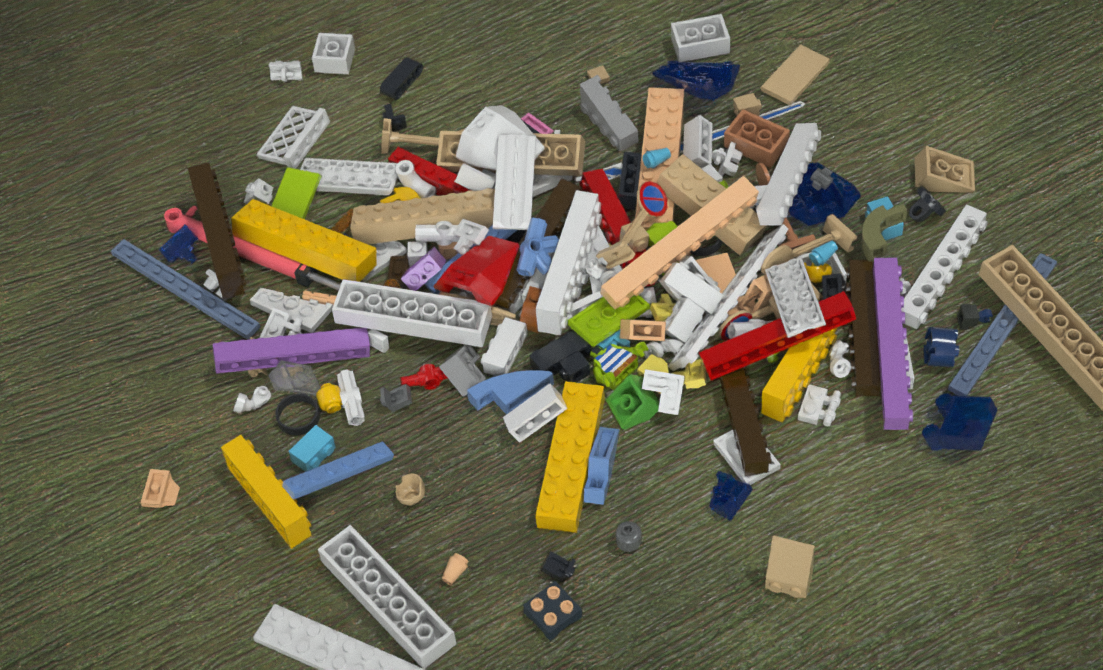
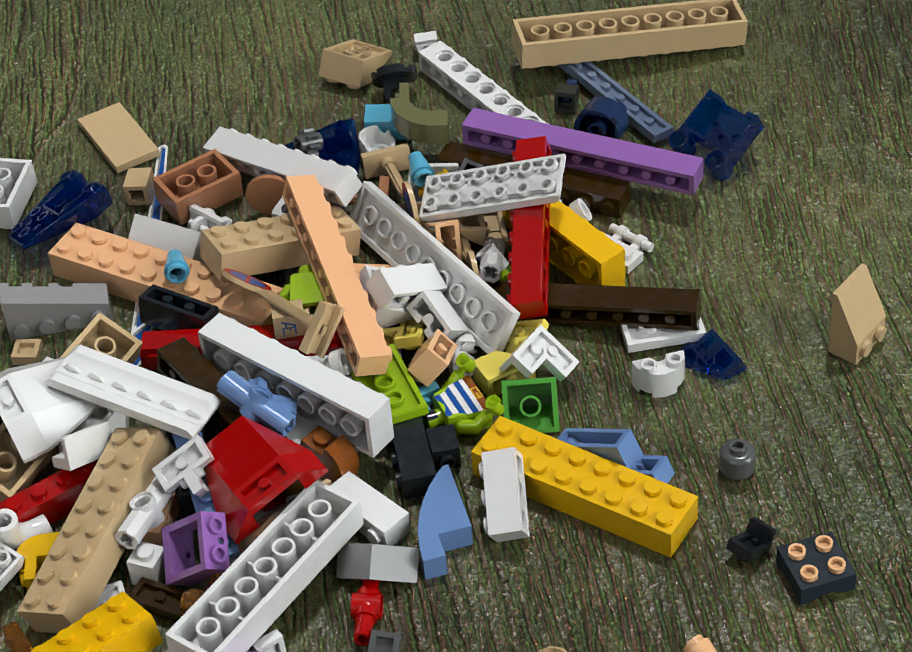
camera: 70 degrees left, 10 degrees down
(572, 119) = (26, 351): none -> tan tile
(691, 471) = (659, 377): none -> white cylinder
(854, 217) = (373, 139): none -> white hair
(989, 206) = (424, 40): none -> white tile

